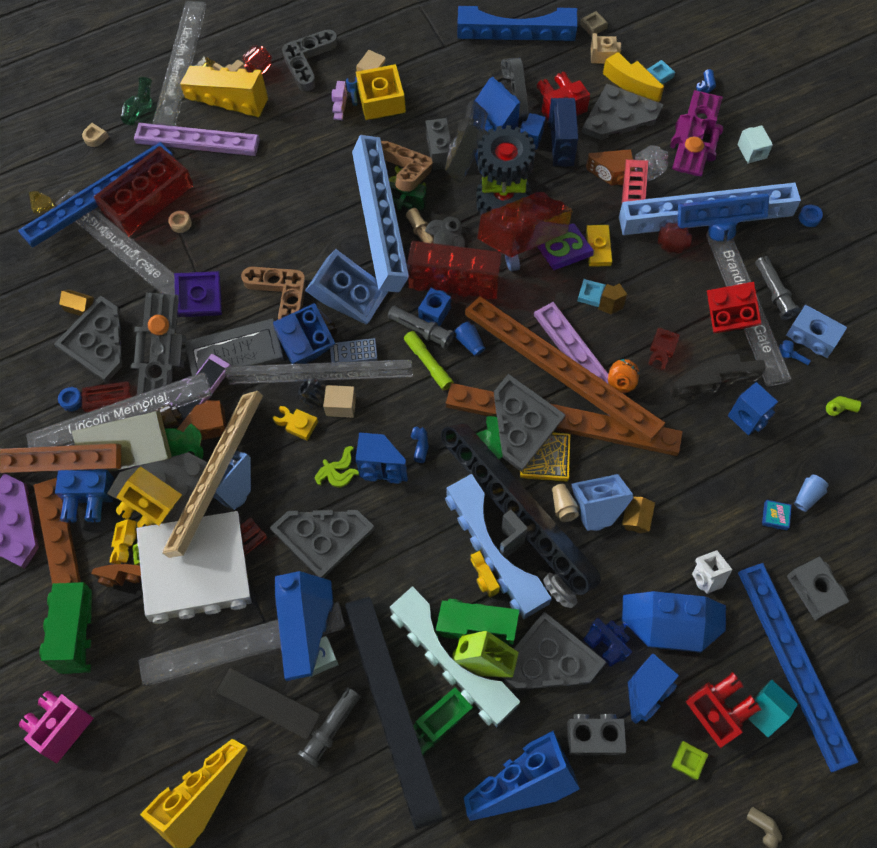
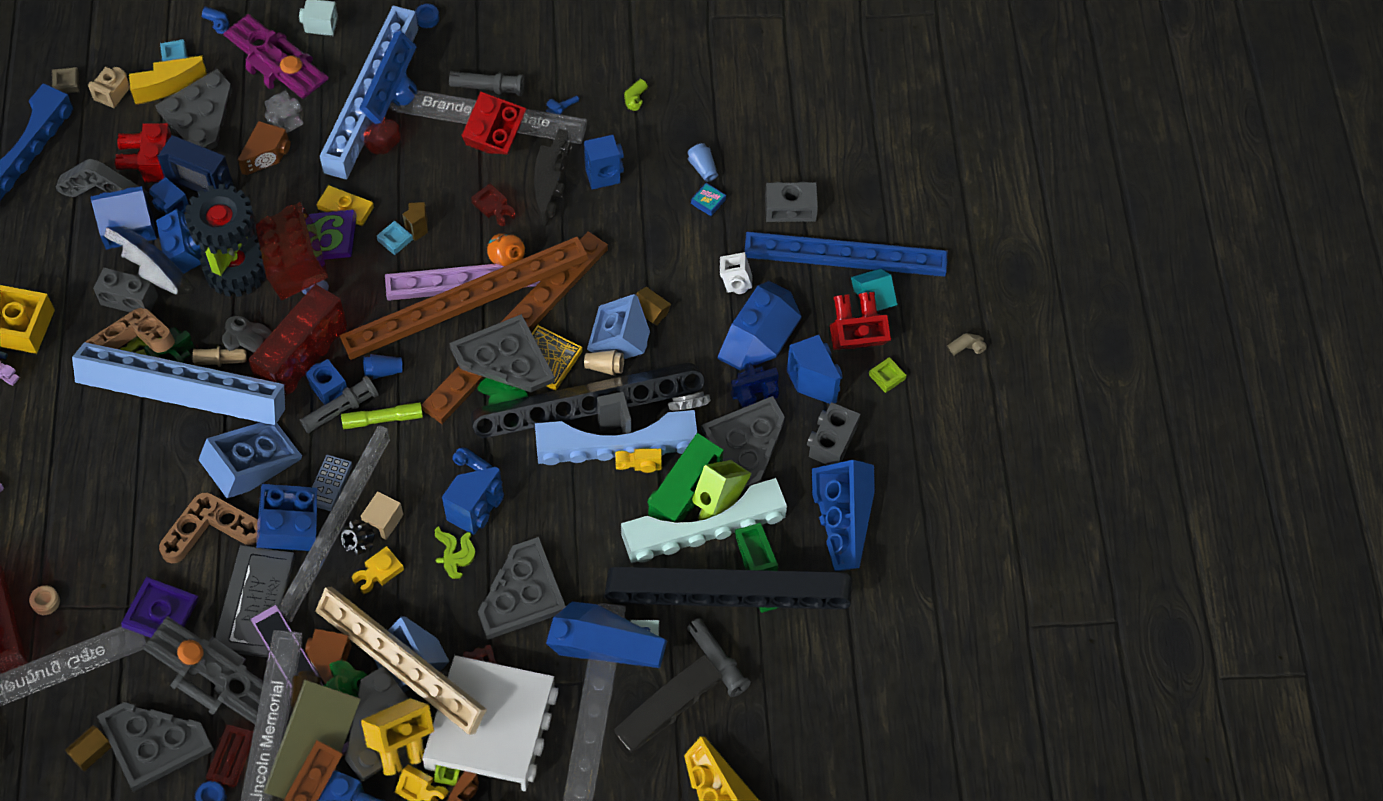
camera: 70 degrees left, 5 degrees down
(643, 183) = (304, 132): coral slope -> none
(812, 321) = (552, 75): medium blue brick -> none

